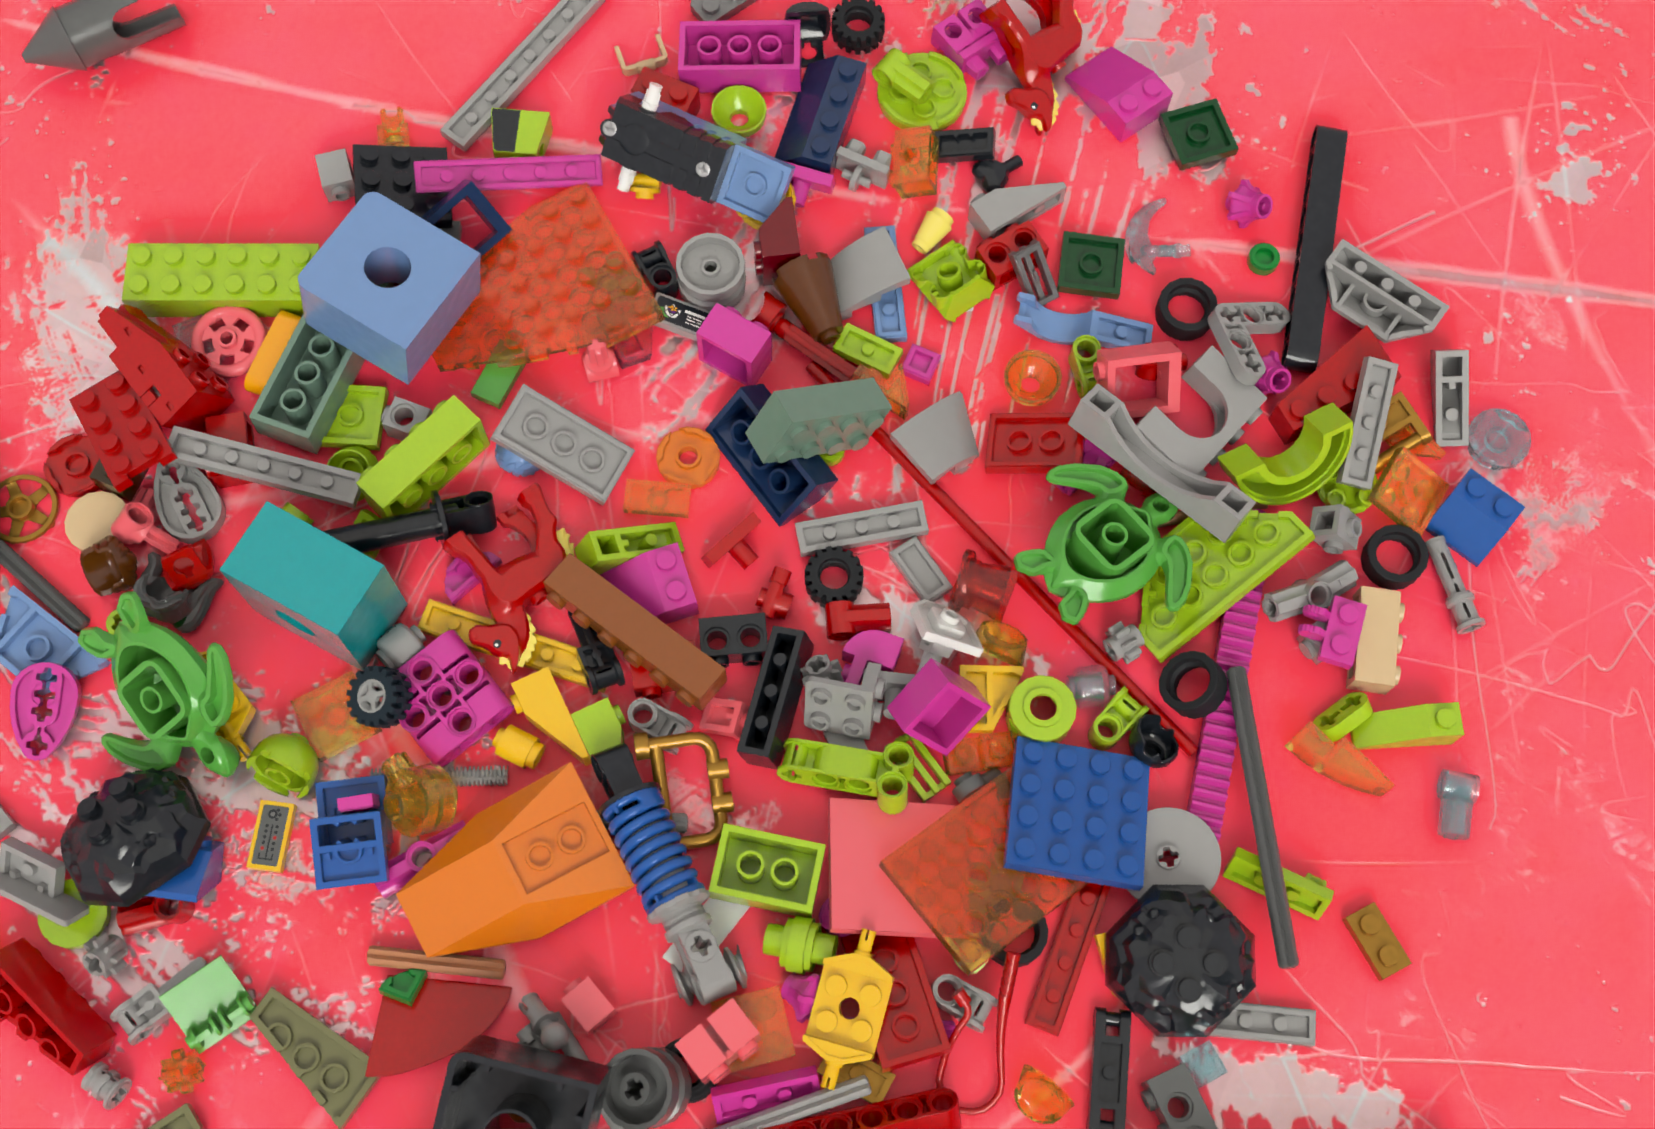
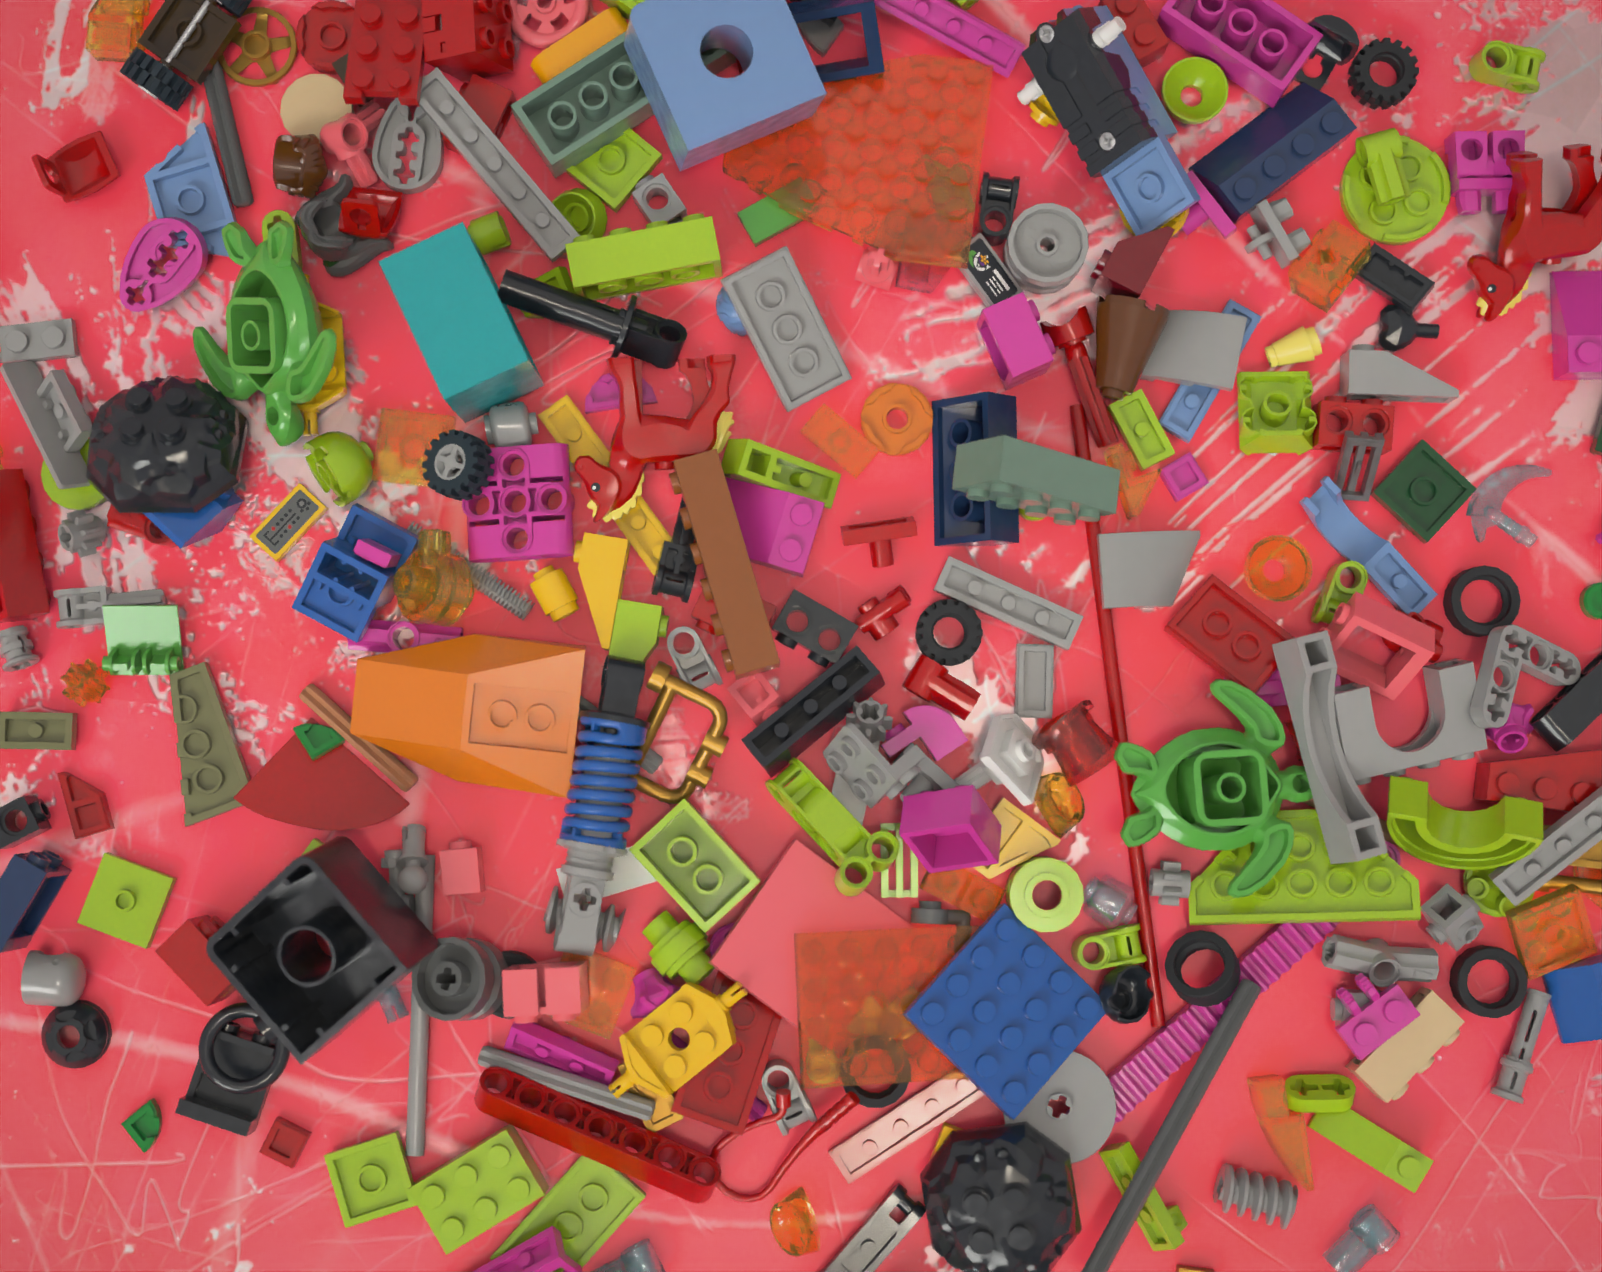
camera: 35 degrees right, 15 degrees up
(1356, 820) = (1256, 1194): none -> light grey piece

